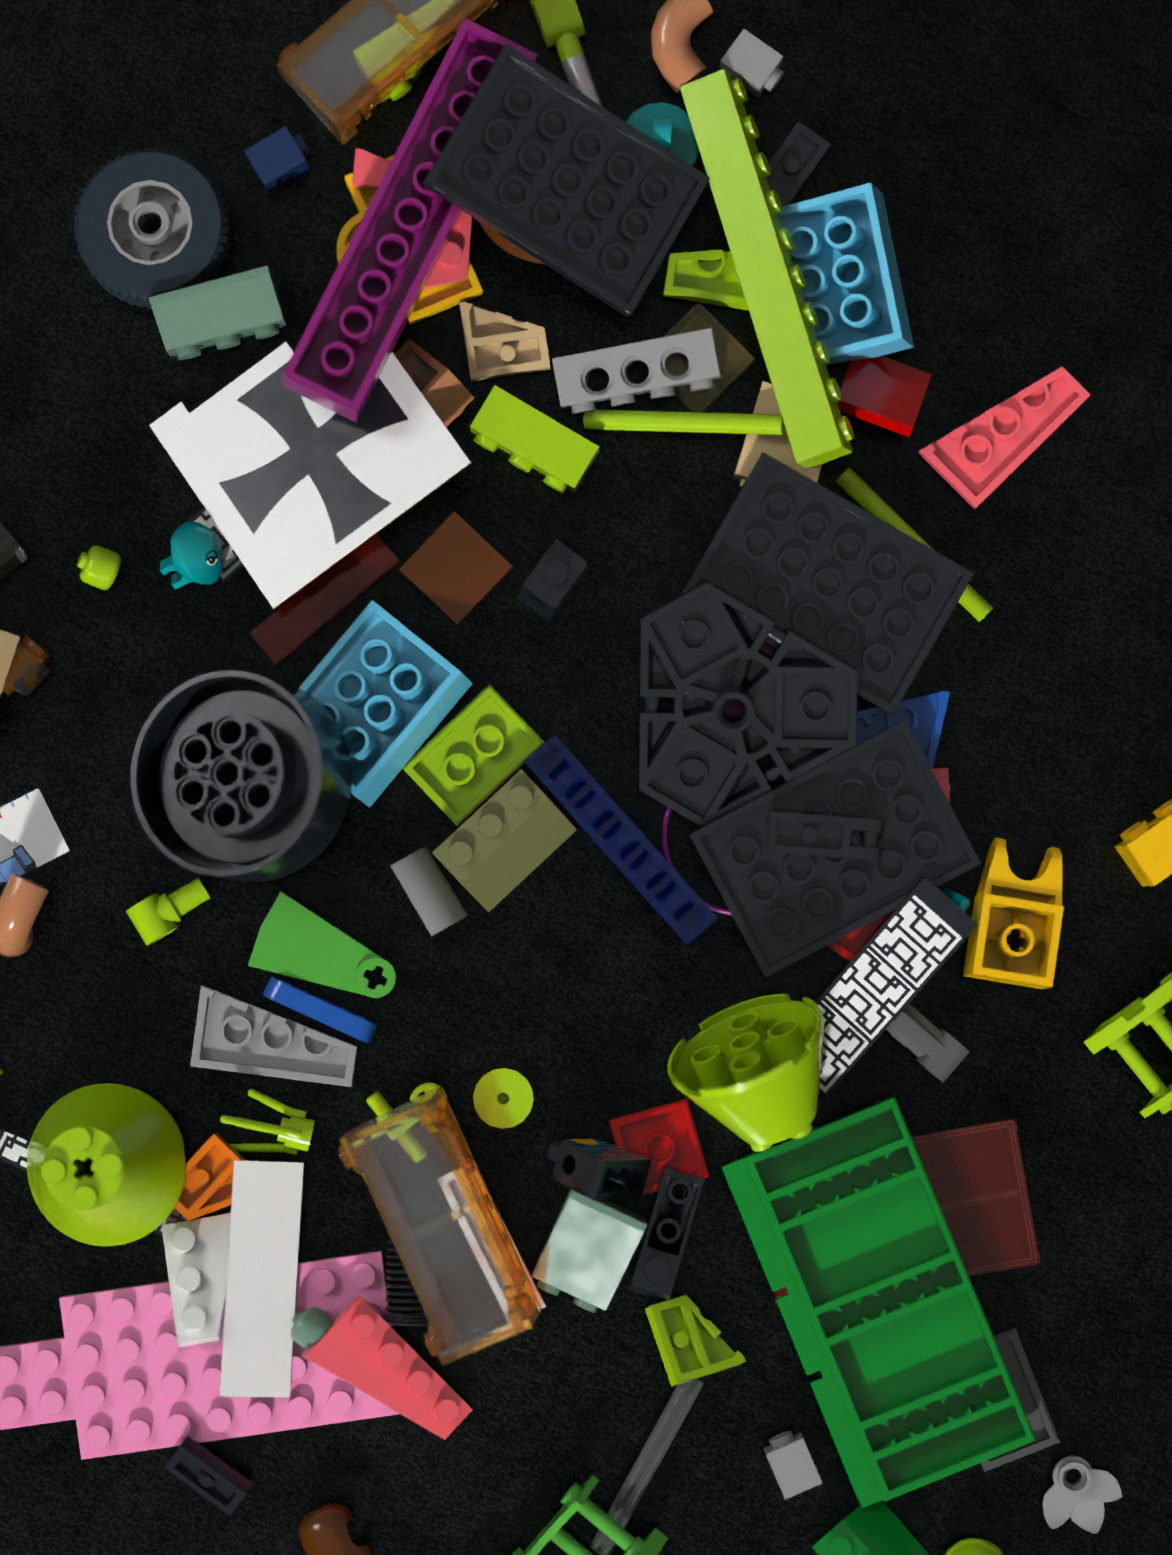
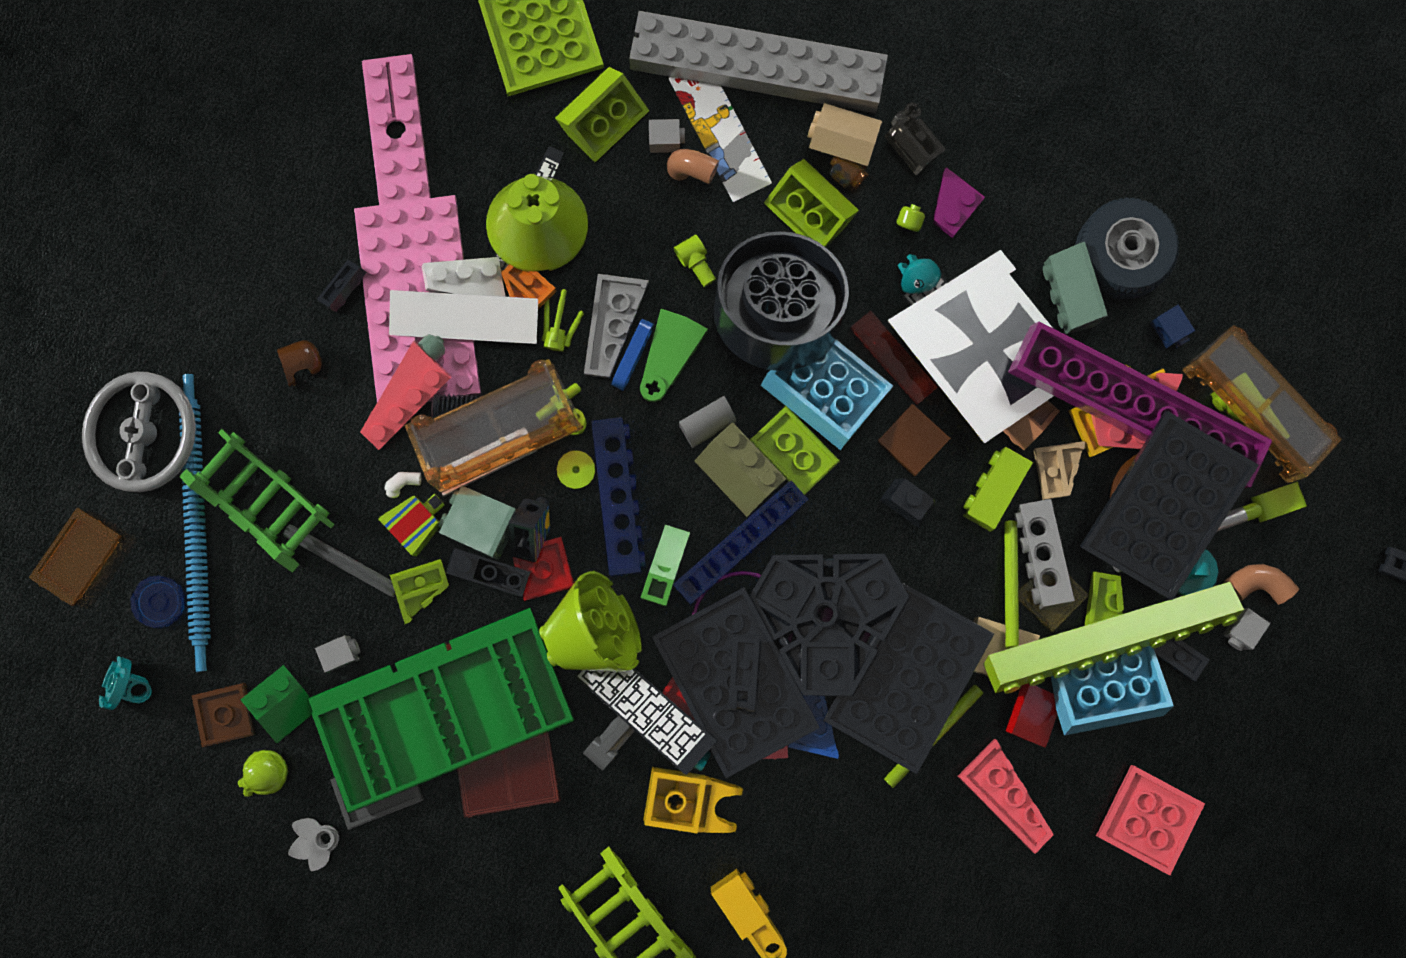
camera: 90 degrees right, 5 degrees down
(73, 496) = (955, 203): none -> magenta wing
(78, 726) = (810, 204): none -> lime slope
(446, 1057) = (603, 432): none -> clear blue brick
(521, 1376) = (399, 480): none -> white arm
(588, 1351) = (413, 522): none -> torso
(655, 956) = (665, 566): none -> bright green slope
(1039, 219) = (1150, 820): none -> coral plate

